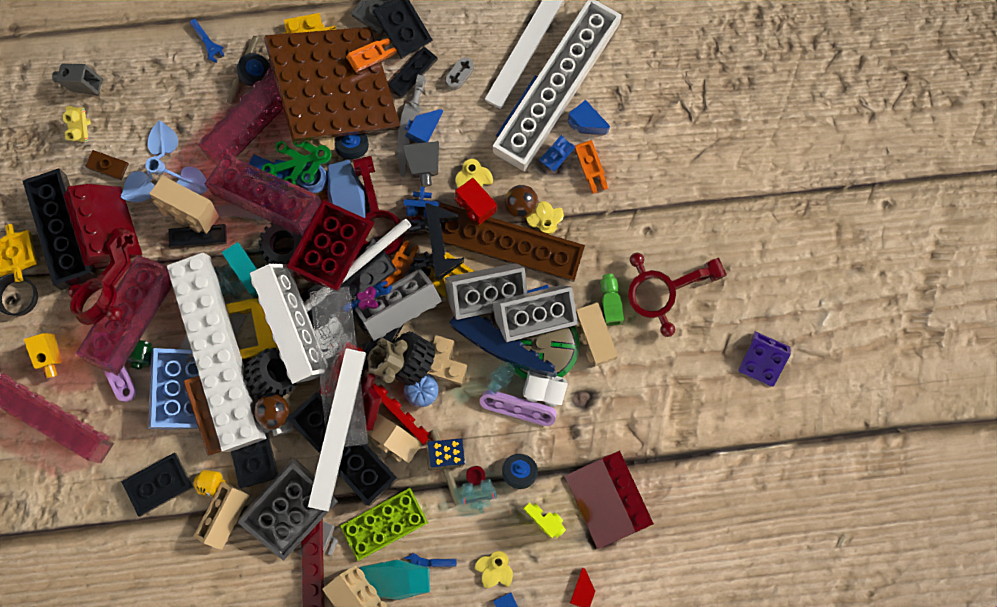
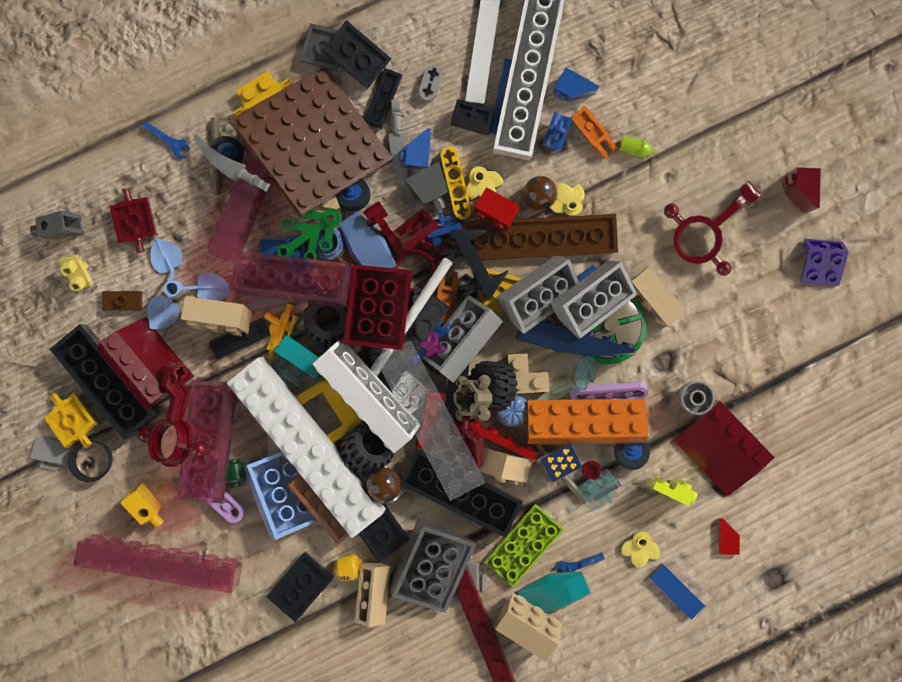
camera: 20 degrees left, 10 degrees up
(147, 98) = (133, 220): none -> dark red plate
(239, 236) = (278, 328): none -> yellow piece
(250, 79) = (229, 167): none -> light grey sword
(337, 430) = (453, 480): white tile -> none
(370, 54) = (337, 98): orange hinge -> none
(395, 195) = (416, 230): none -> dark red tile
(448, 168) = (457, 183): none -> yellow beam
(485, 114) = (472, 117): none -> black hinge
(486, 425) = (587, 421): none -> orange brick
(545, 389) = (628, 367): white brick -> none
(608, 435) = (707, 397): none -> light grey piece
(611, 301) = (661, 262): bright green piece -> none
(625, 193) = (636, 147): none -> lime piece
(767, 281) = (803, 188): none -> dark red slope

